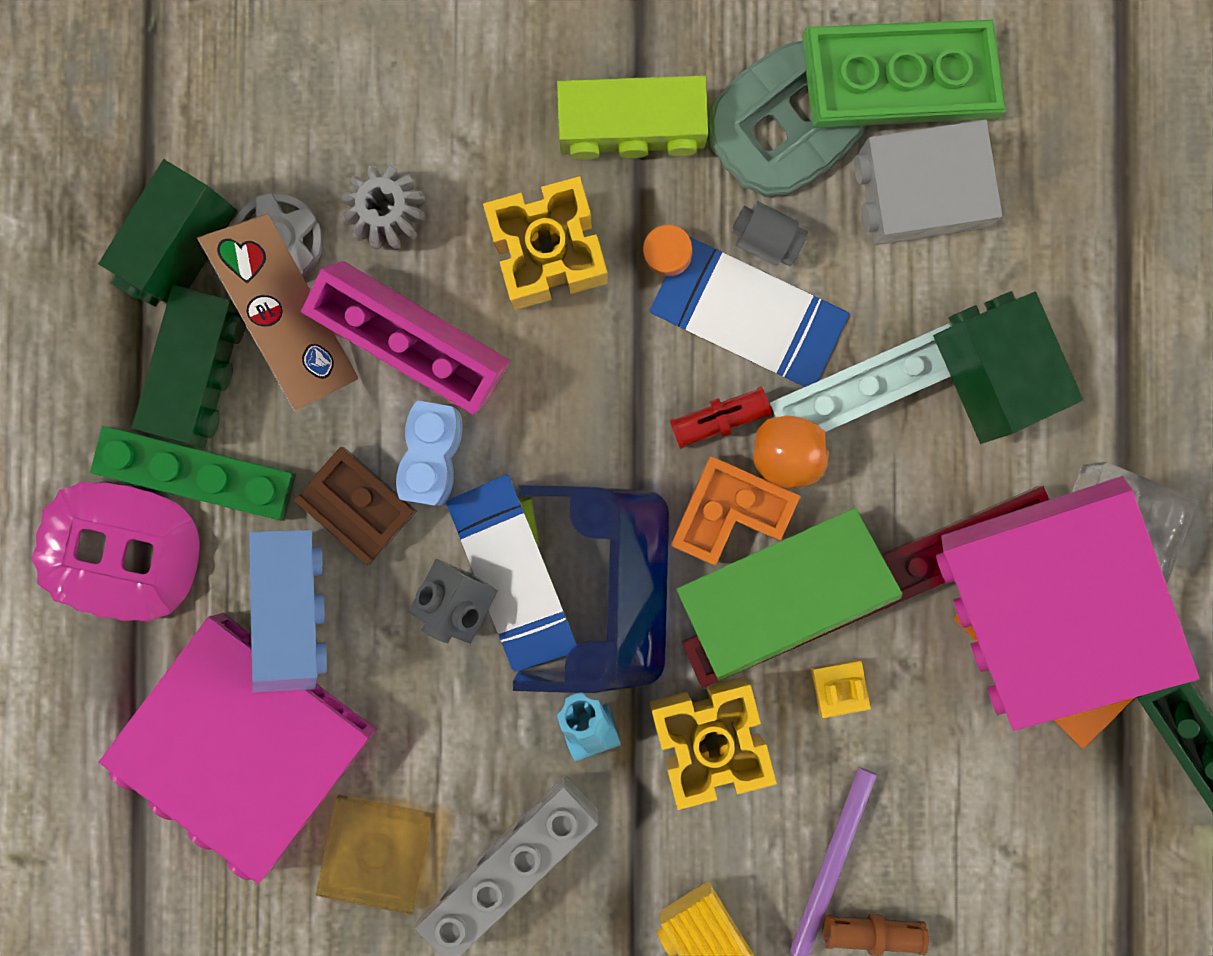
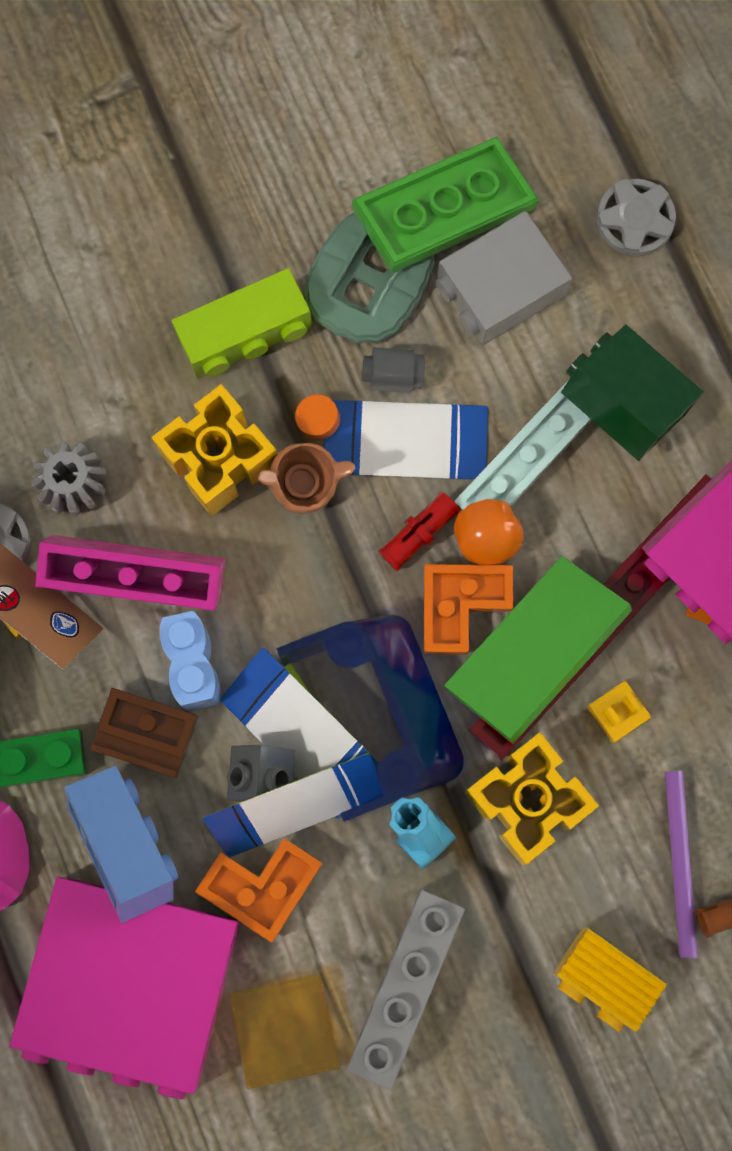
camera: 20 degrees left, 10 degrees down
(404, 722) = (261, 900): none -> orange plate
(474, 648) = (295, 806): none -> sticker
(626, 312) = (304, 477): none -> nougat hair
(1101, 173) = (636, 216): none -> light grey wheel

